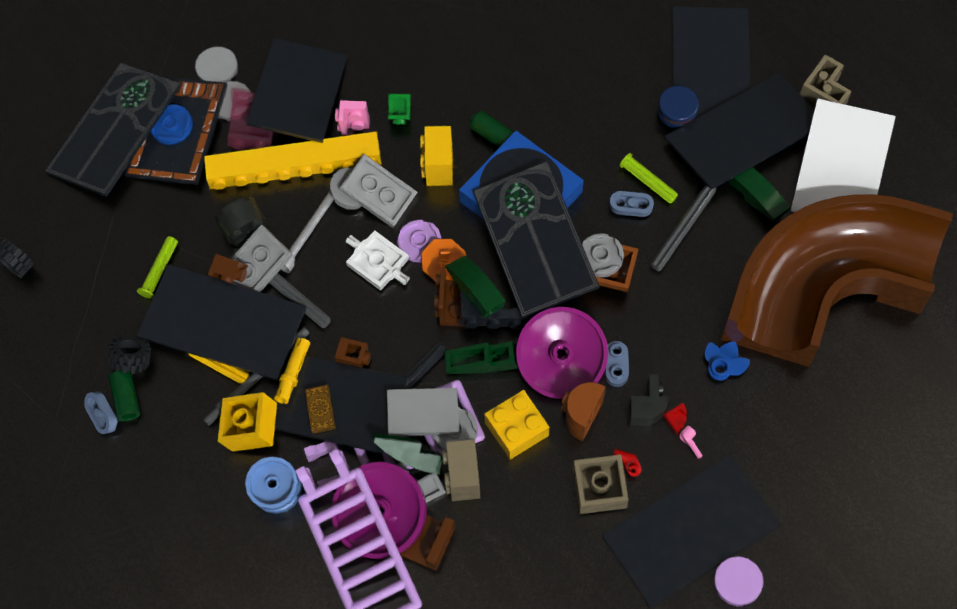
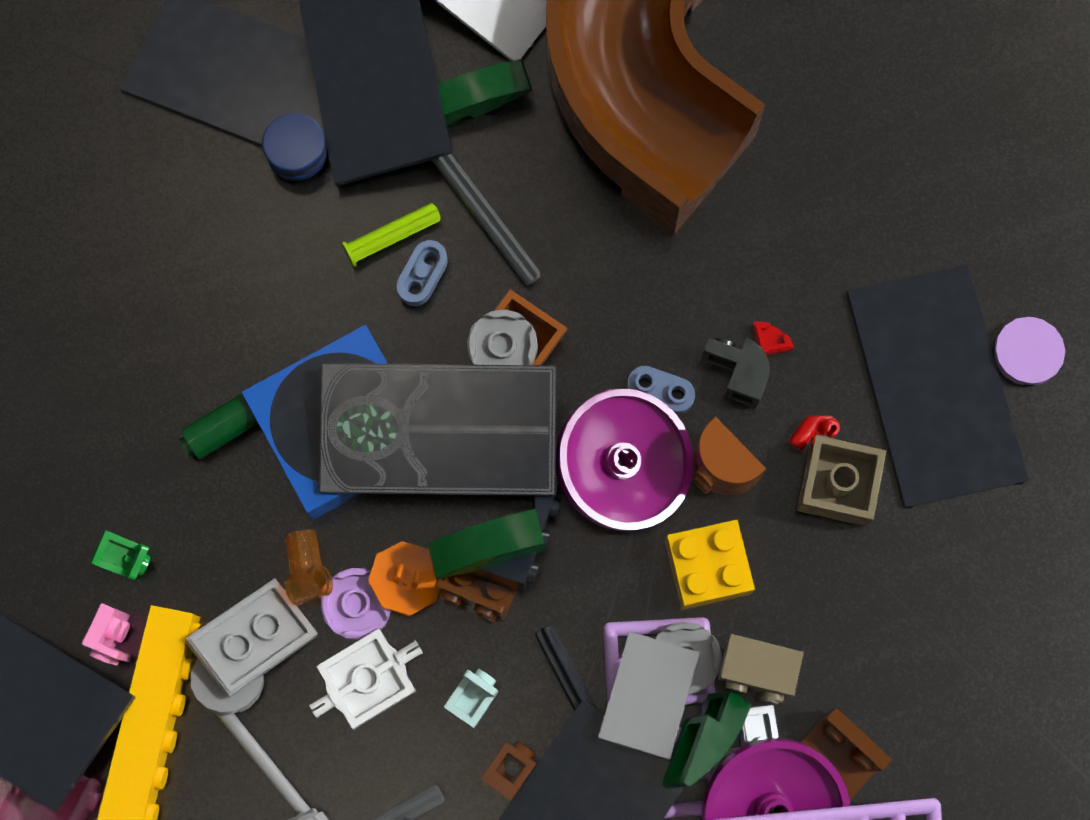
camera: 70 degrees left, 10 degrees up
(387, 320) = (472, 697): none -> light aqua bracket
(424, 207) = (308, 577): none -> clear orange piece
(437, 156) = (233, 523): yellow brick -> none
(481, 358) = (585, 579): dark green slope -> none
(686, 436) = (802, 336): bright pink hand -> none
(725, 358) = (708, 238): blue plate -> none

